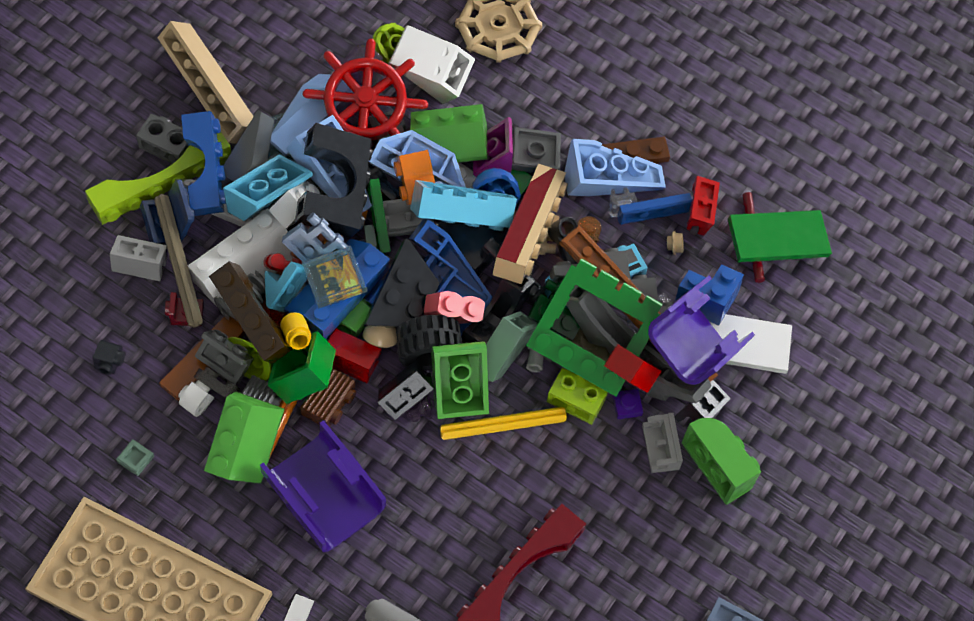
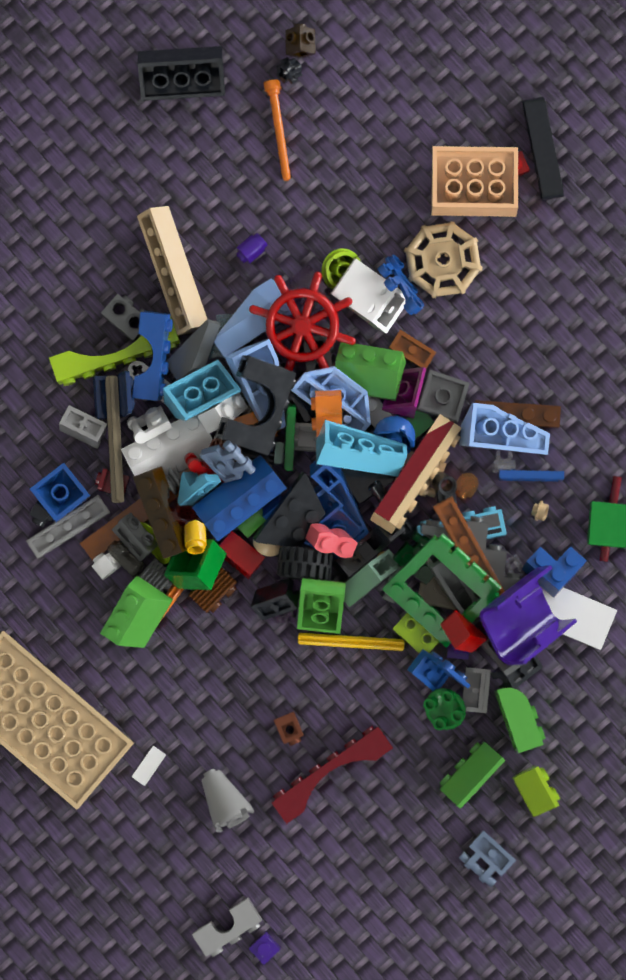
camera: 25 degrees right, 20 degrees up
(124, 325) = (59, 492): none -> blue slope
(135, 457) = (49, 603): sand green tile -> none
(141, 369) = (68, 526): none -> light grey tile
(219, 232) = (154, 419): none -> white plate
(290, 49) = (251, 248): none -> dark purple brick
(326, 490) = (191, 668): dark purple piece -> none
(334, 277) = (236, 498): clear light blue tile -> none
(456, 524) = (284, 721): none -> copper brick
(479, 52) = (394, 266): none -> blue plant
(494, 111) = (413, 350): none -> dark orange plate
(611, 423) = (434, 672): none -> blue bracket
(633, 471) = (445, 709): none -> green dish
(684, 534) = (471, 773): none -> bright green slope
(703, 204) = (573, 483): red hinge -> none
(766, 534) = (536, 791): none -> lime slope

